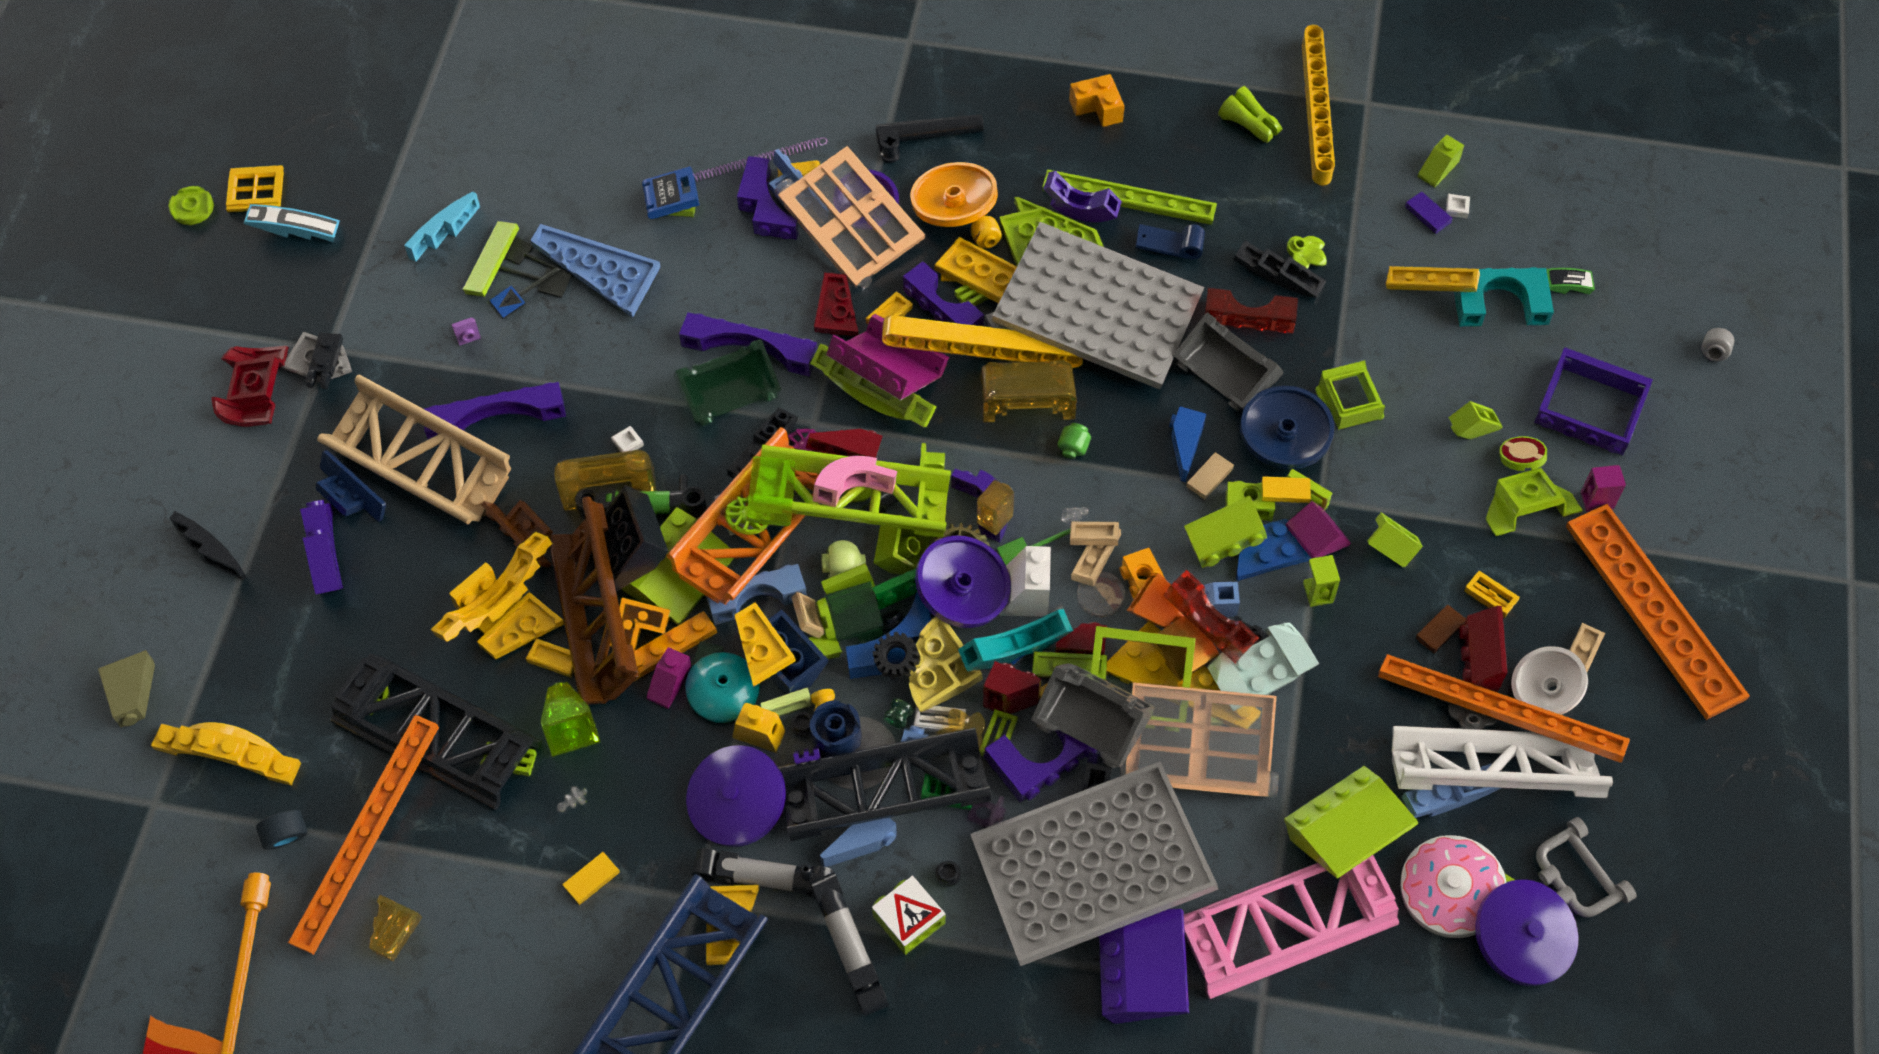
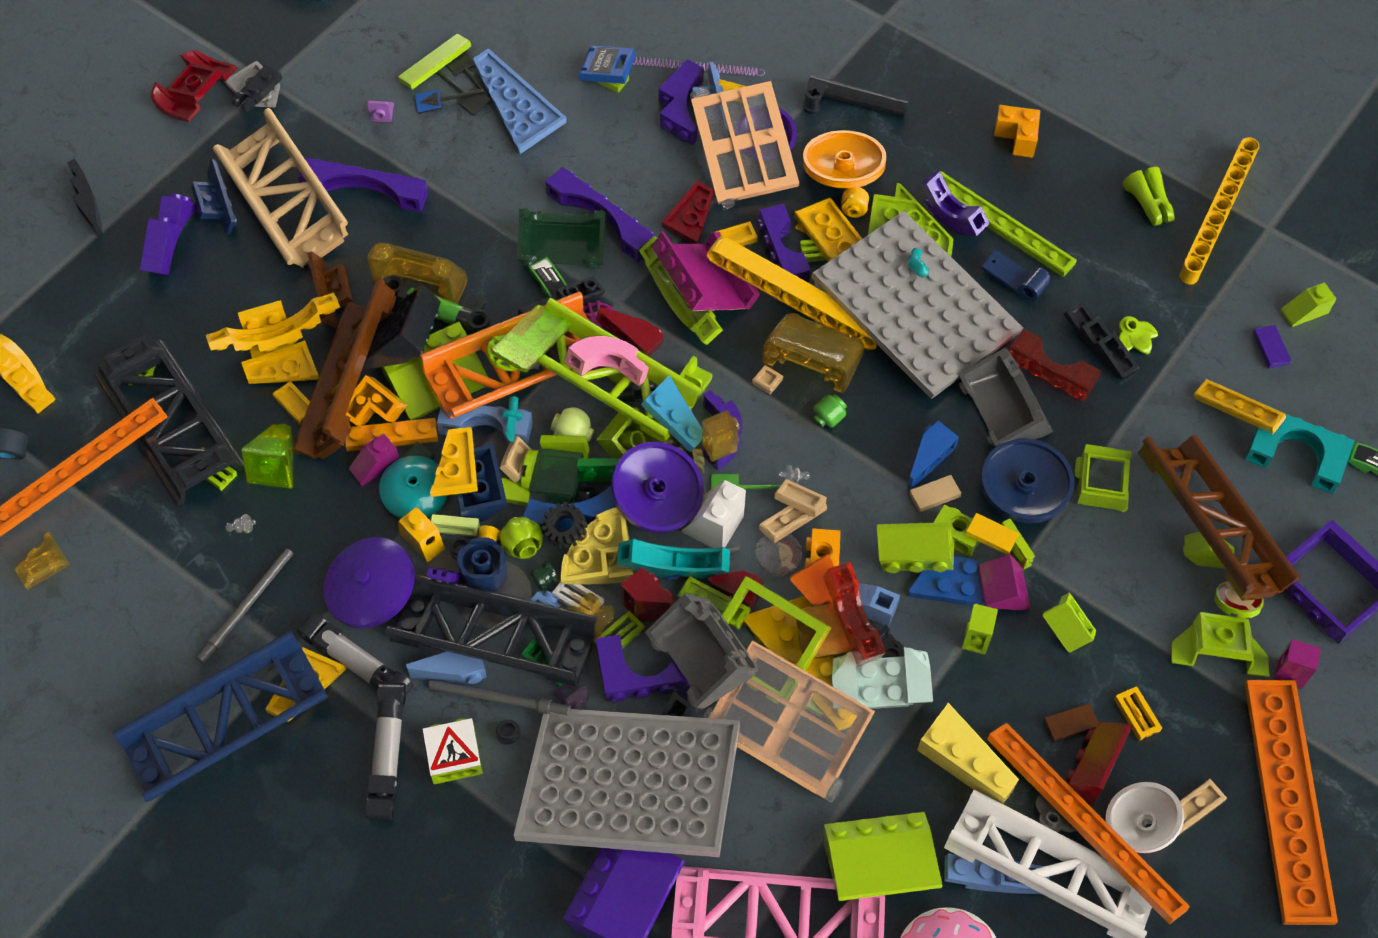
camera: 25 degrees right, 0 degrees up
(448, 221) = (417, 17): medium azure slope -> none
(591, 878) = (218, 596): yellow tile -> none
(616, 921) = (216, 640): none -> dark grey bar
(627, 440) = (457, 252): white tile -> none
(734, 426) = (547, 276): none -> slope
(784, 575) = (512, 416): none -> teal piece
(856, 686) = (521, 537): none -> lime plant
(936, 504) = (674, 414): none -> dark azure wing
(971, 832) = (543, 705): none -> dark grey bar
(998, 436) = (767, 379): none -> tan tile
(1082, 268) = (916, 265): none -> teal arm
(1371, 700) = (966, 756): none -> light yellow wedge
(1415, 342) = (1248, 581): none -> reddish brown piece
(1457, 205) = (1303, 351): white tile -> none

